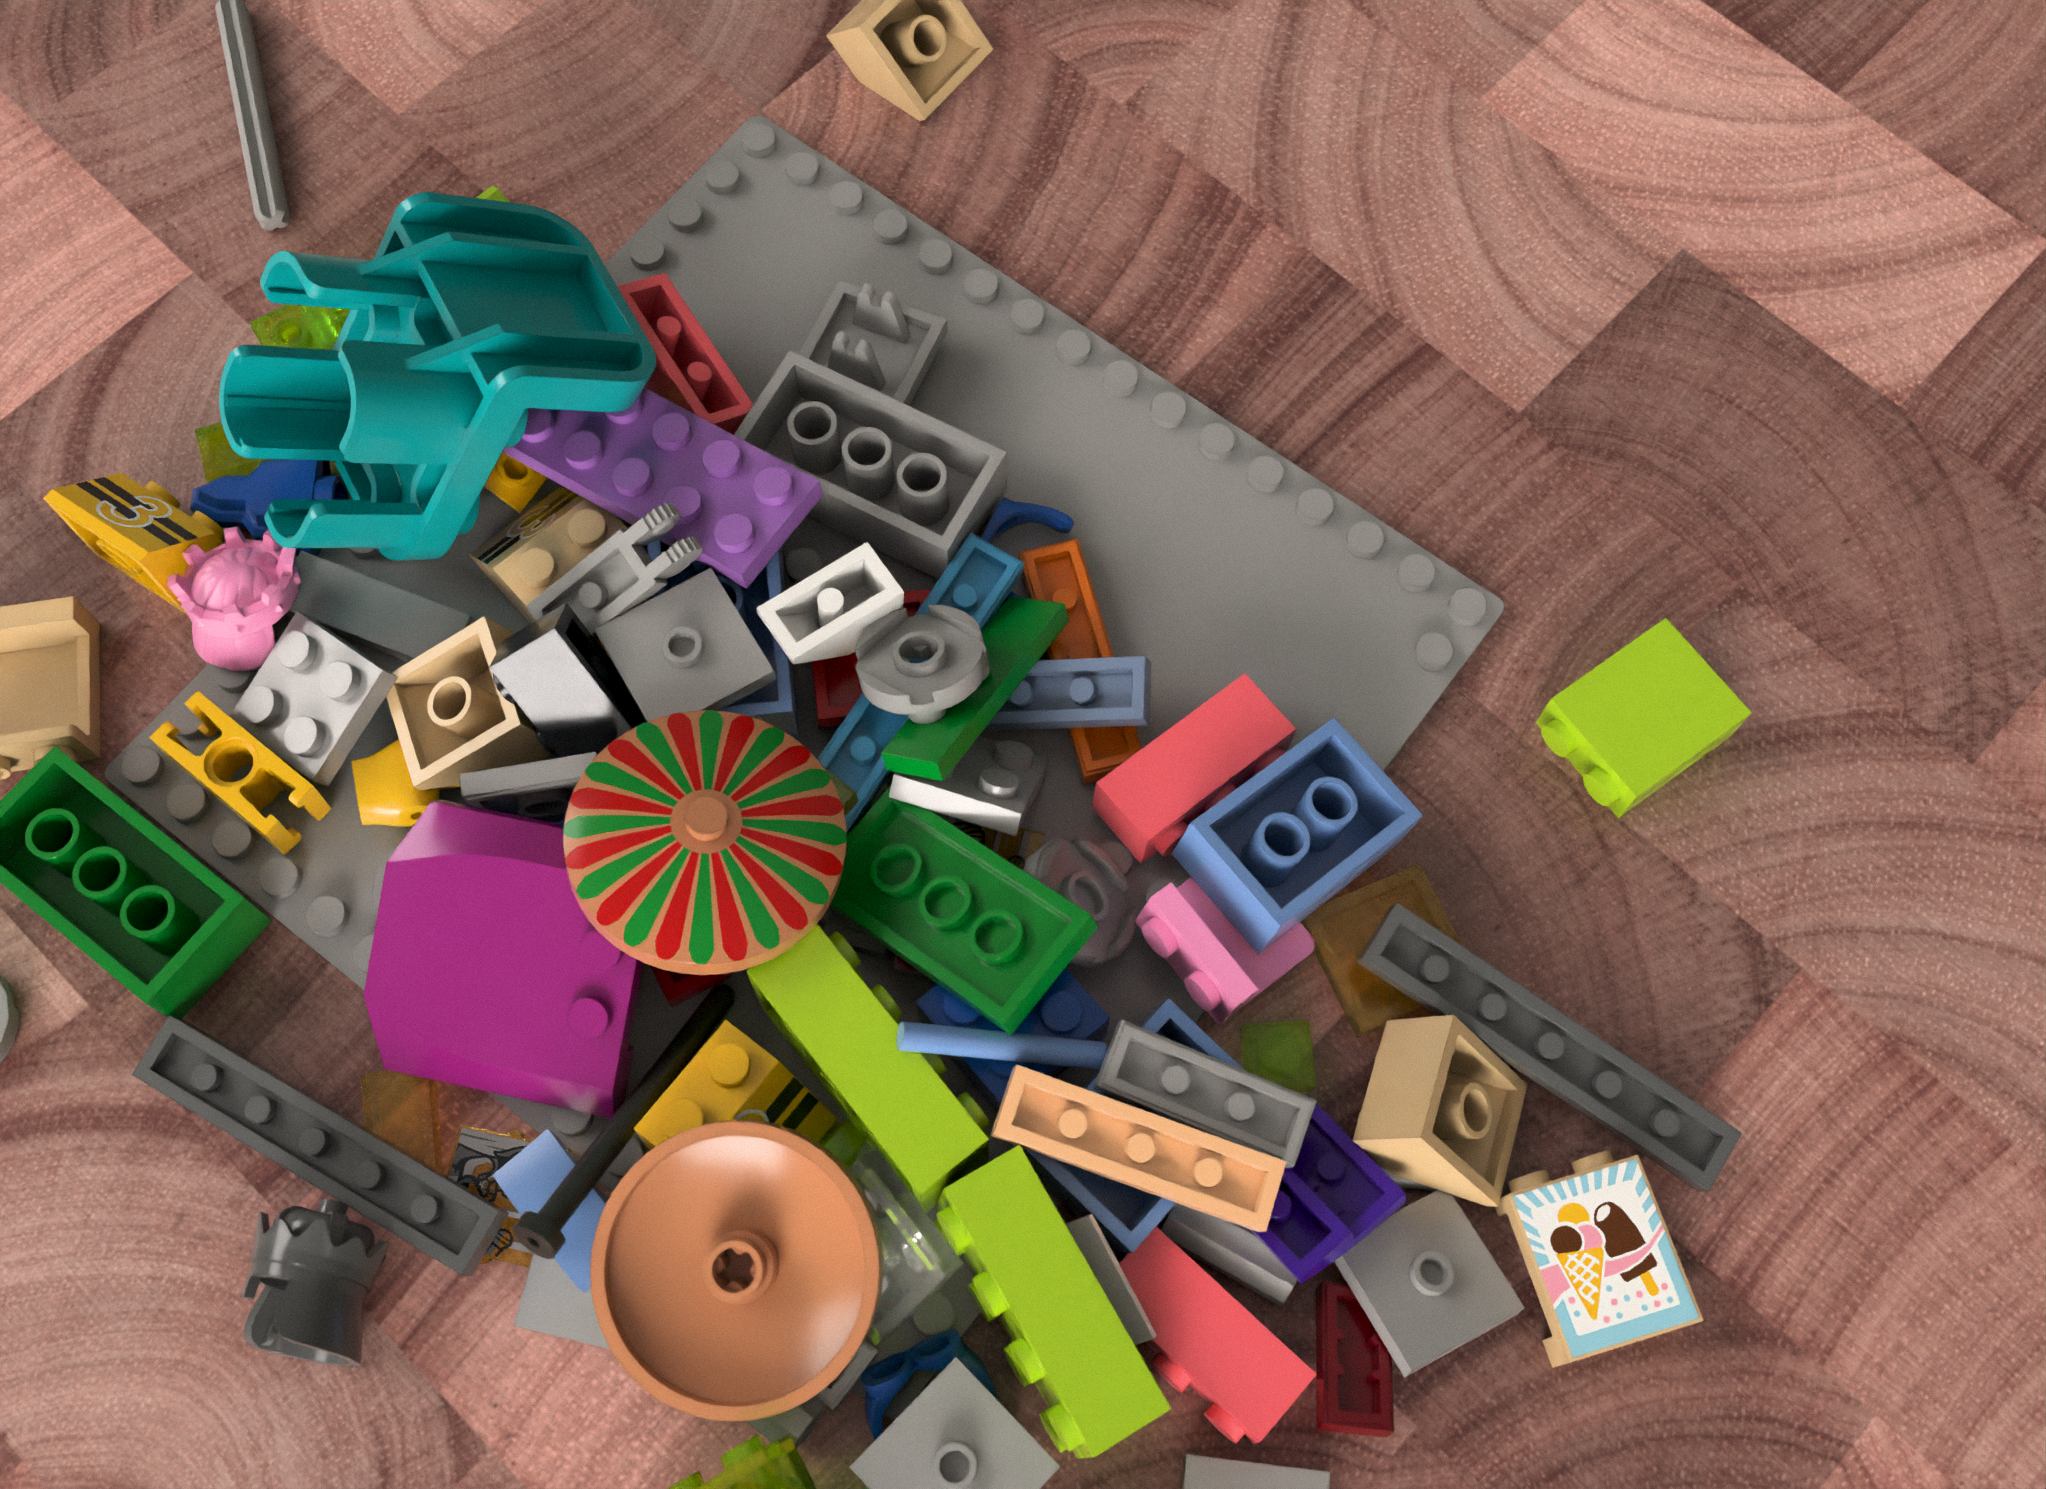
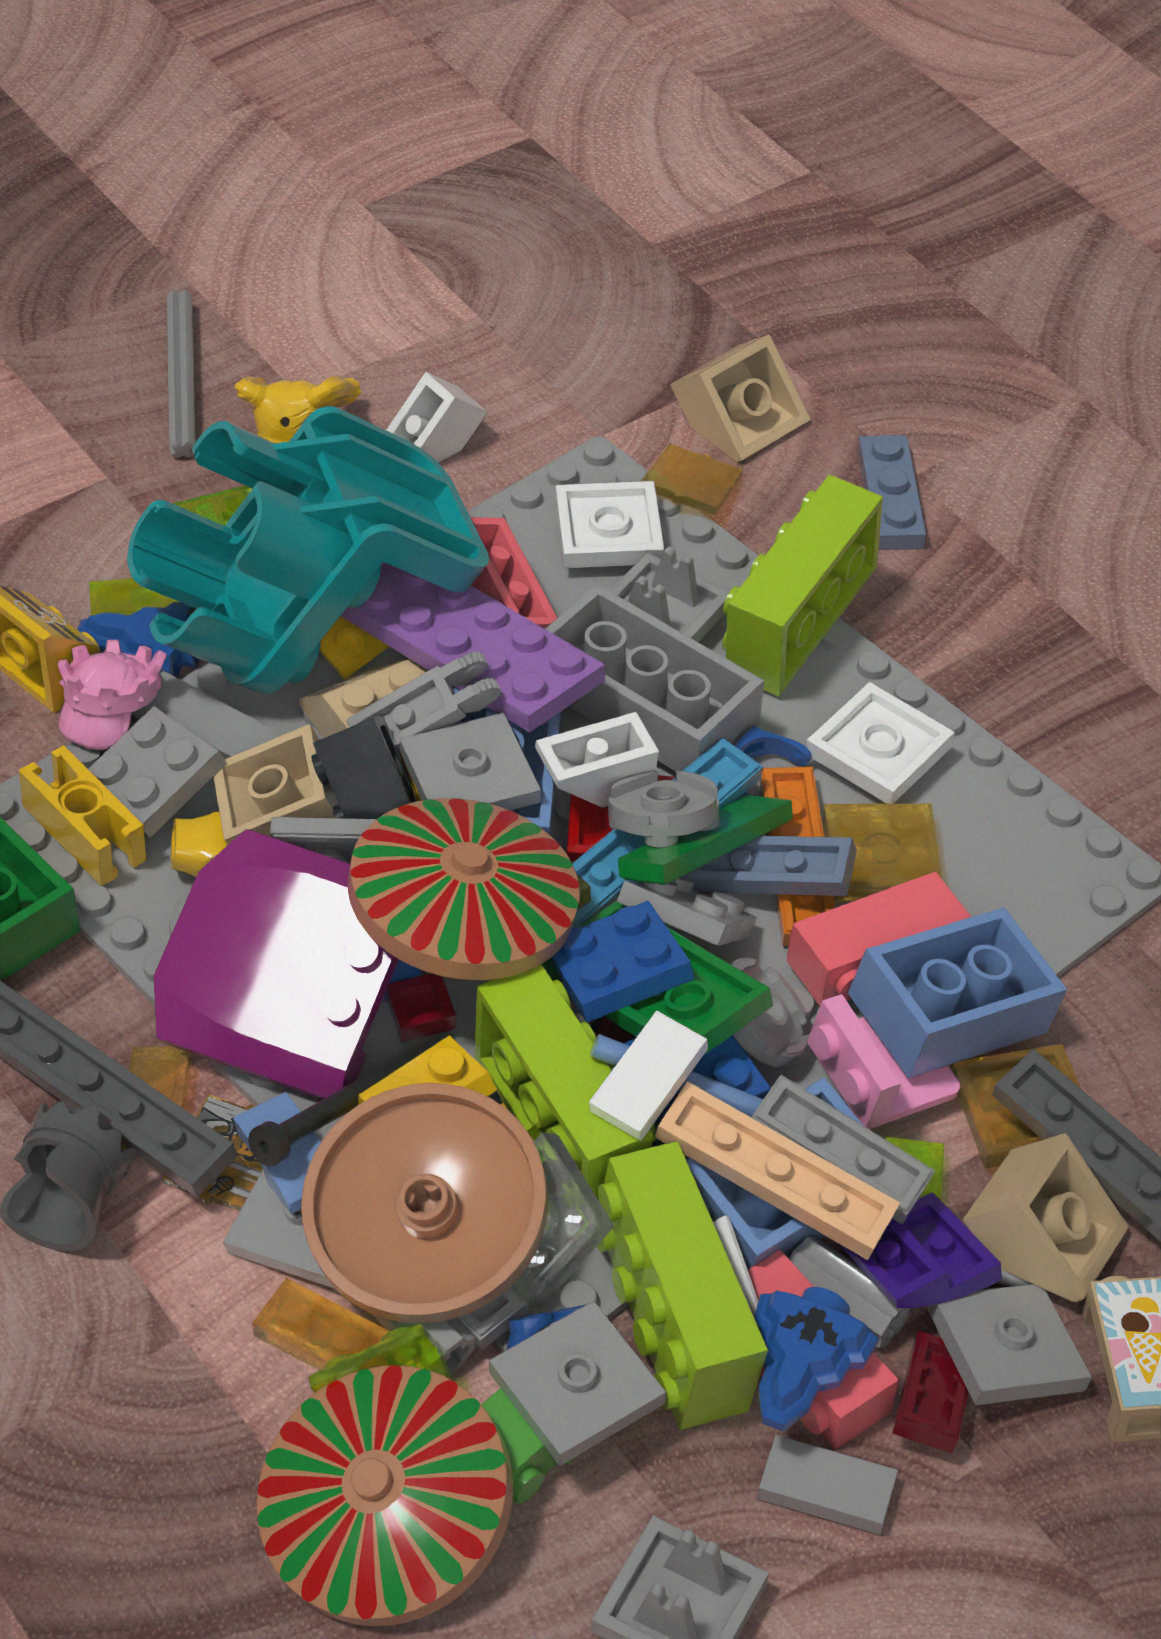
camera: 10 degrees right, 20 degrees down
(395, 140) = (292, 400): none -> yellow hair
(557, 141) = (437, 417): none -> white slope
(634, 1421) = (313, 1326): none -> clear yellow plate
(788, 244) = (608, 523): none -> white plate
(872, 159) = (693, 479): none -> clear yellow piece
(908, 893) = (620, 961): none -> blue plate
(971, 1071) = (648, 1075): none -> white tile
(1026, 299) = (803, 582): none -> lime brick
(1101, 135) = (890, 473): none -> sand blue plate
(1148, 493) = (880, 743): none -> white plate
(1183, 630) = (890, 840): none -> clear yellow plate
(1211, 1378) = (809, 1350): none -> blue rock

